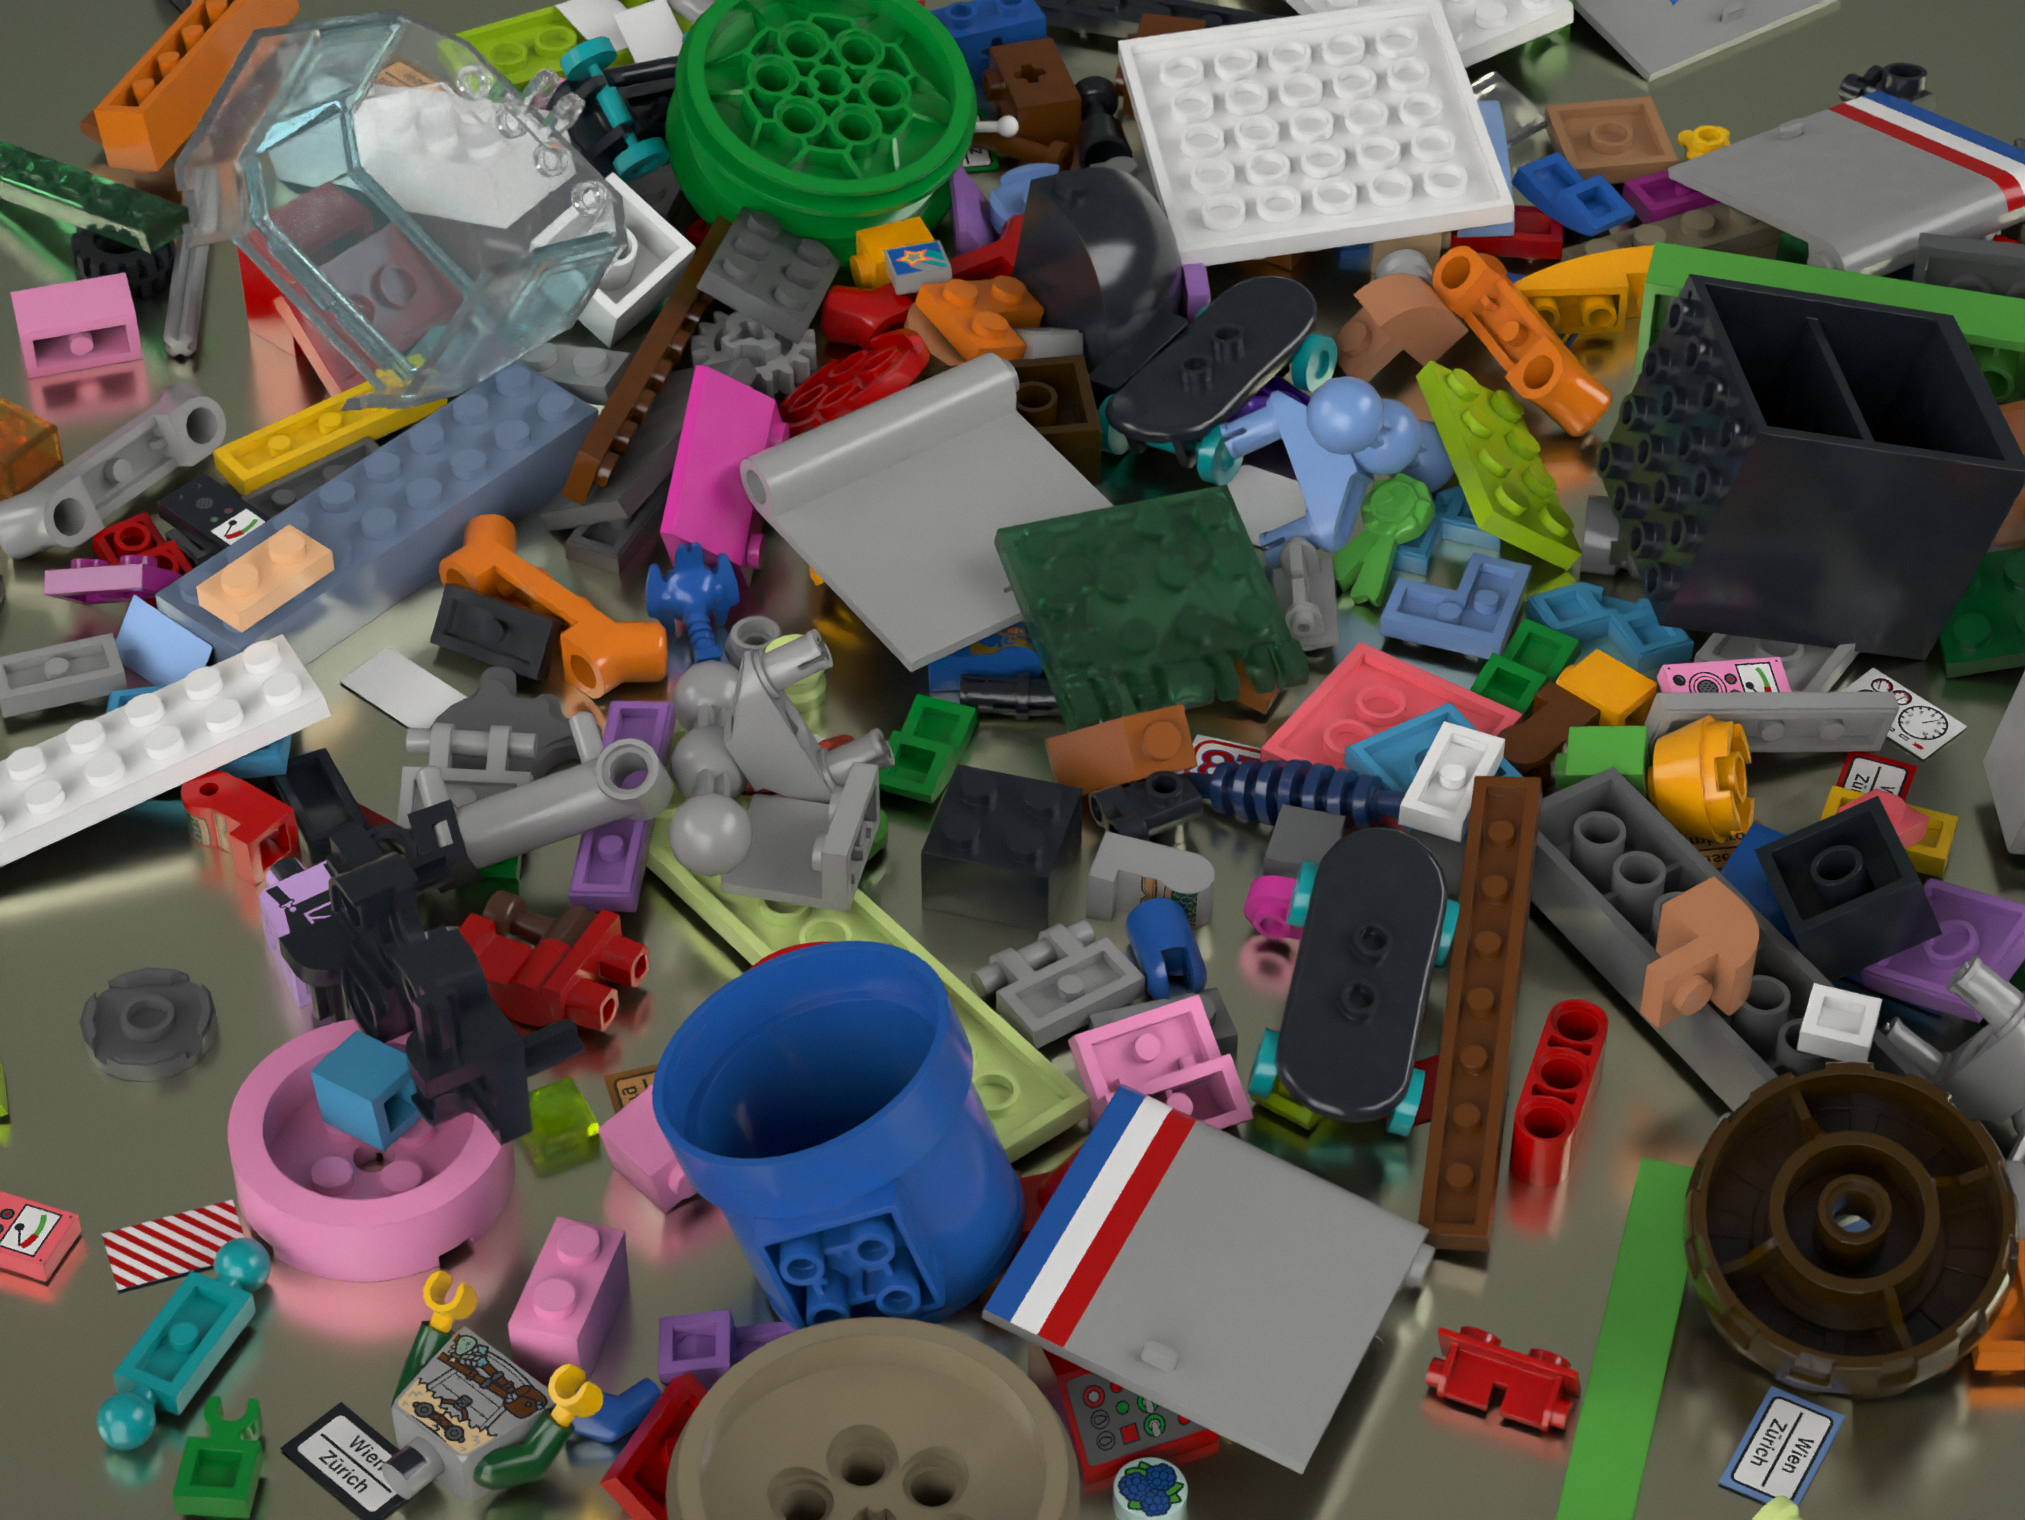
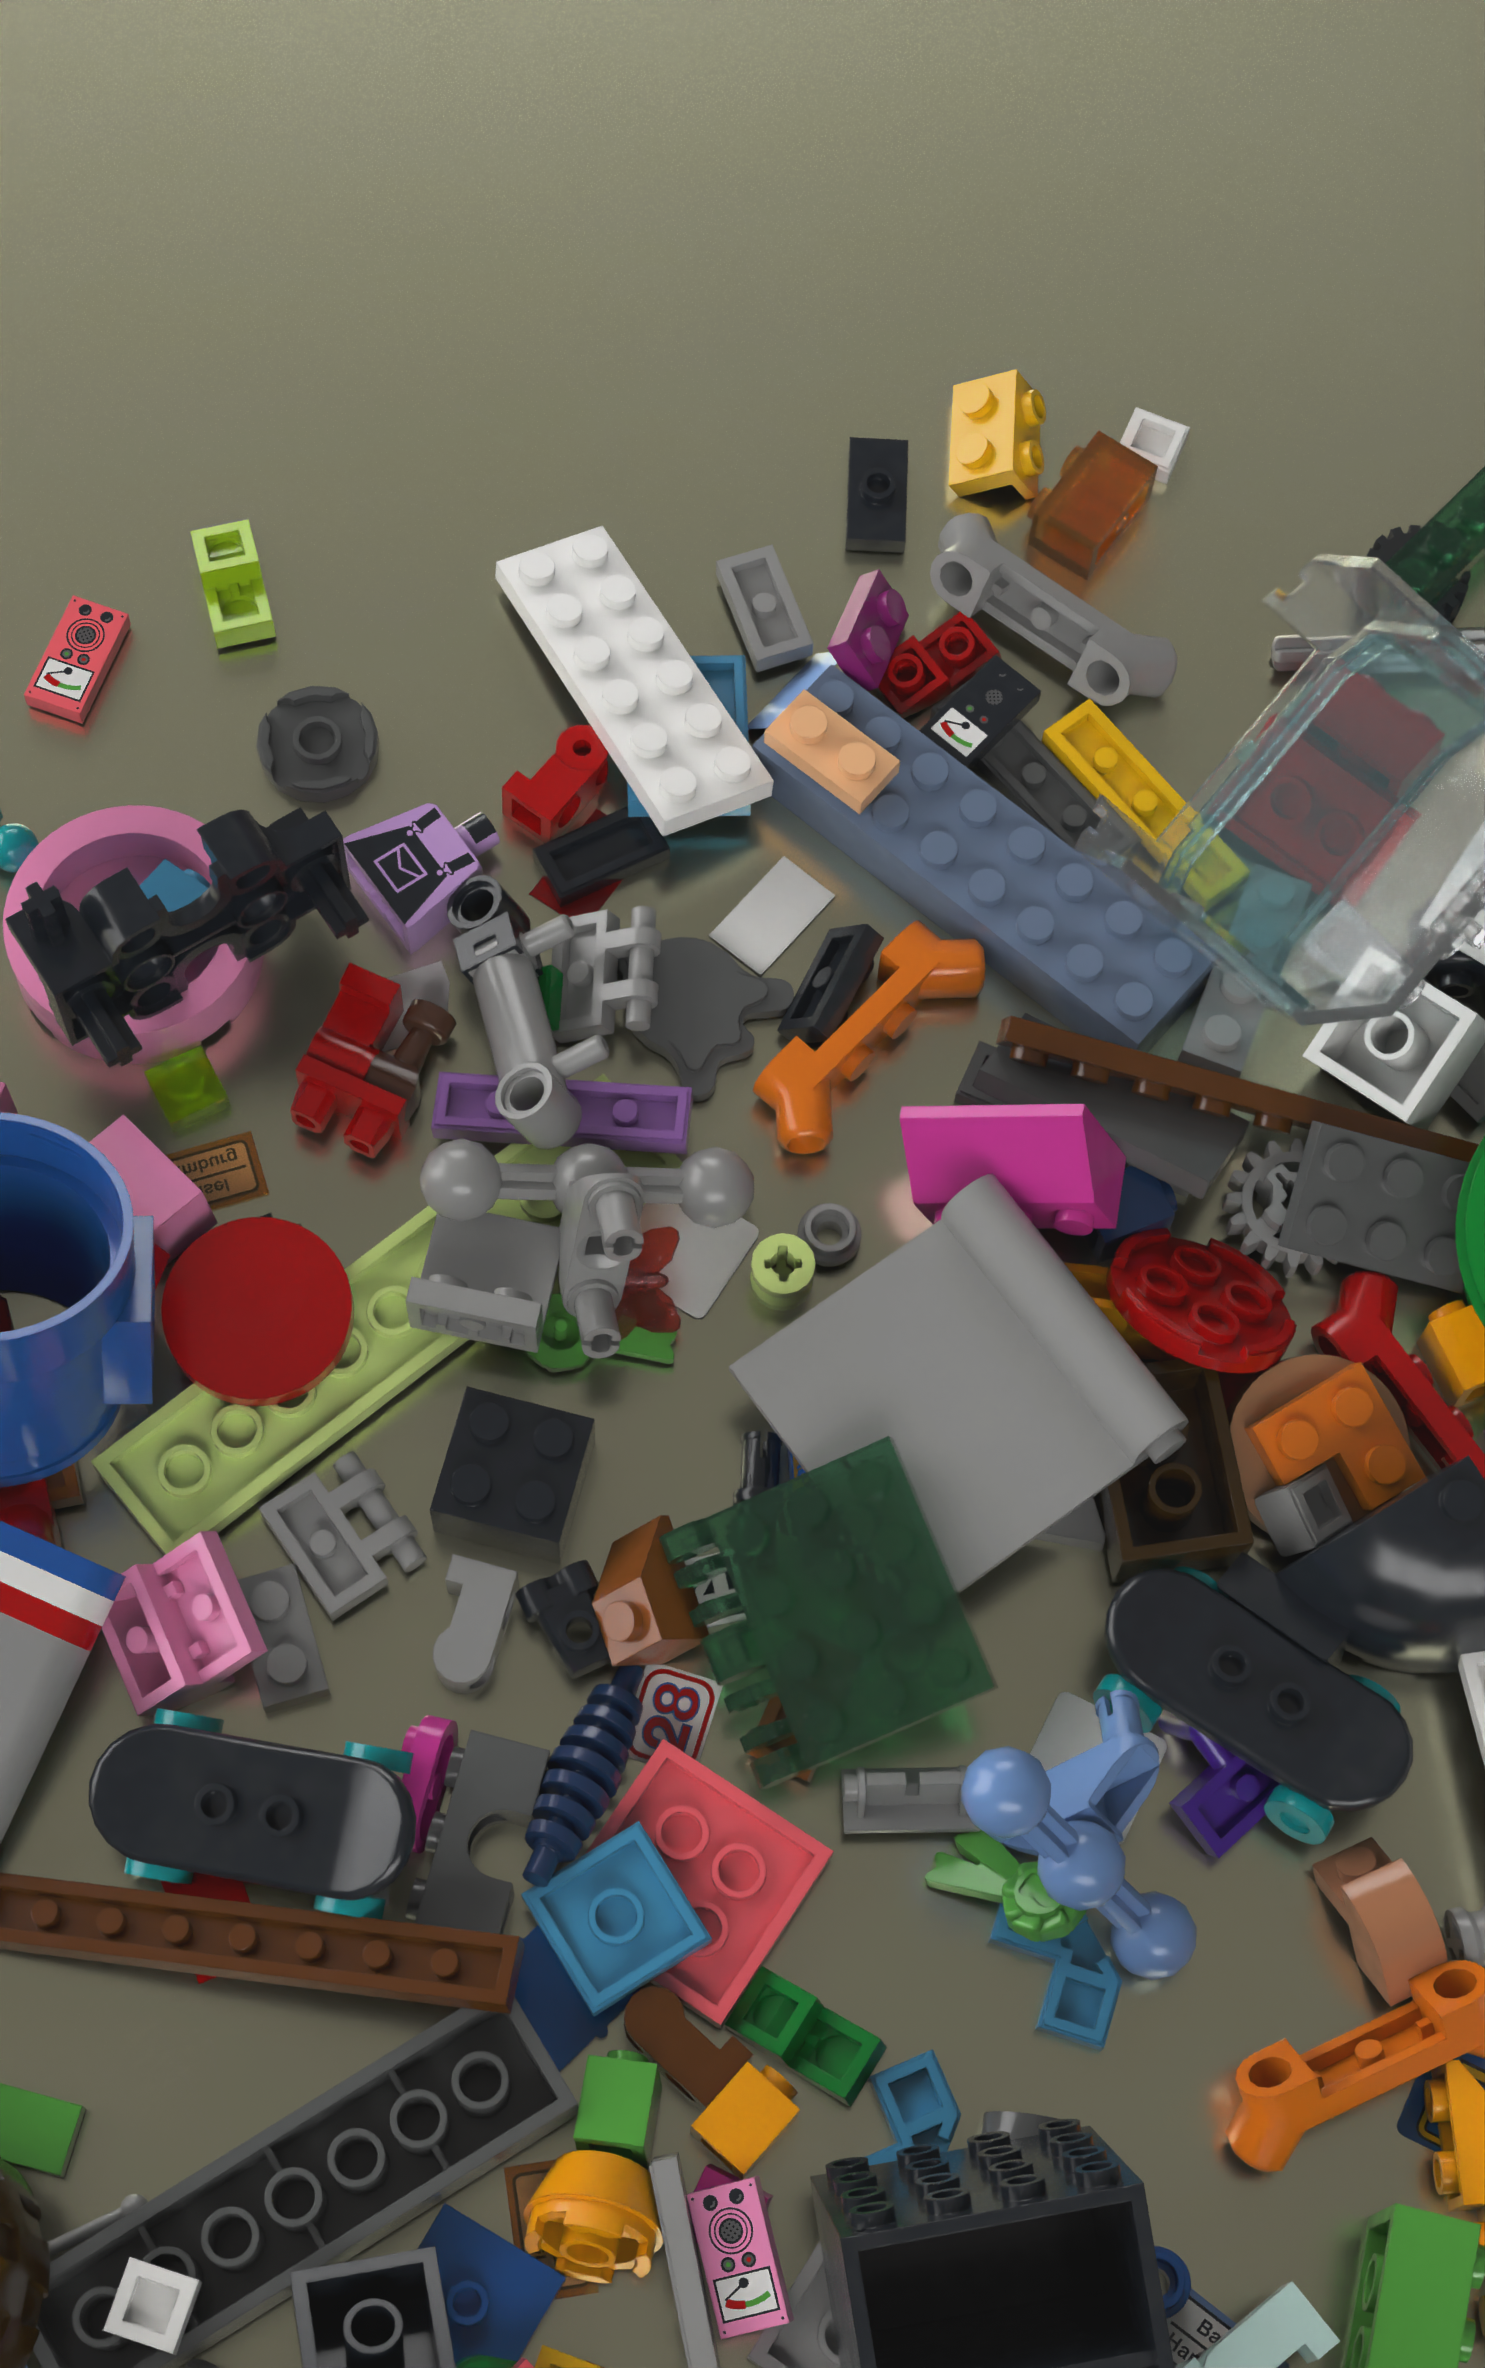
camera: 85 degrees right, 25 degrees up
(77, 325) = (1276, 537): bright pink brick -> none
(171, 1244) = (58, 786): sticker -> none
(691, 595) = (879, 1164): blue piece -> none
(917, 265) = (1409, 1363): tile -> none
(928, 748) = (677, 1406): green slope -> none
(1165, 946) = (381, 1640): blue piece -> none
(1195, 290) = (1427, 1686): medium lavender tile -> none
(1444, 783) = (557, 1923): white plate -> none
(1465, 621) = (892, 1986): medium blue plate -> none
(1498, 464) = (1131, 2021): lime plate -> none
(1558, 1093) = (138, 2005): red beam -> none
(1705, 954) = (254, 2185): nougat brick -> none

